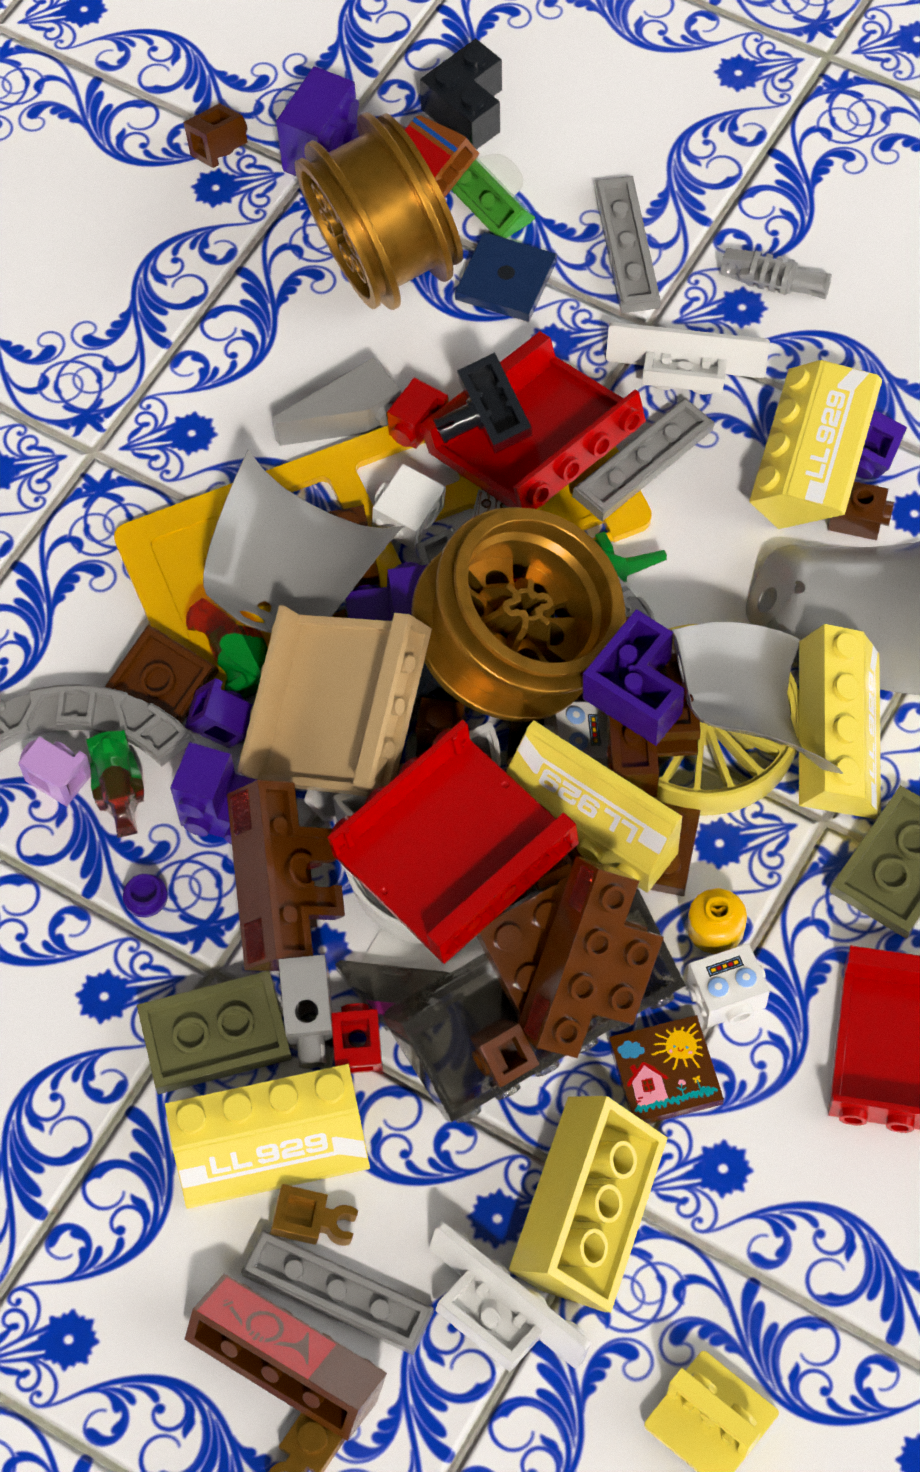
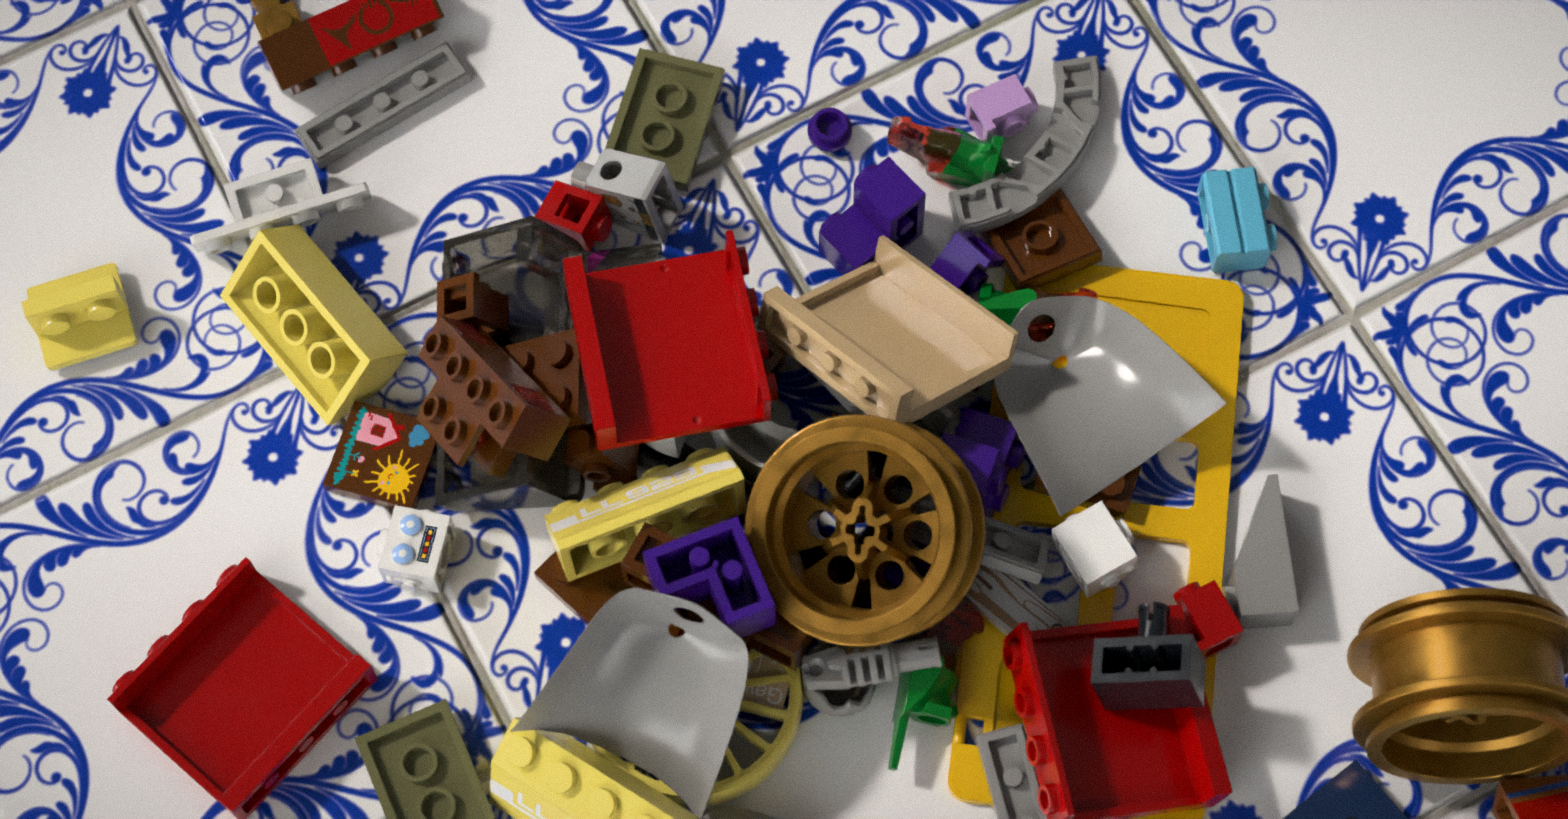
camera: 120 degrees right, 5 degrees up
(59, 554) = (1235, 219): none -> medium azure brick
(267, 1136) = (544, 112): light yellow slope -> none
(274, 874) = (765, 214): reddish brown piece -> none
(303, 1216) = (456, 106): pearl gold plate -> none
(716, 920) = (479, 572): yellow head -> none

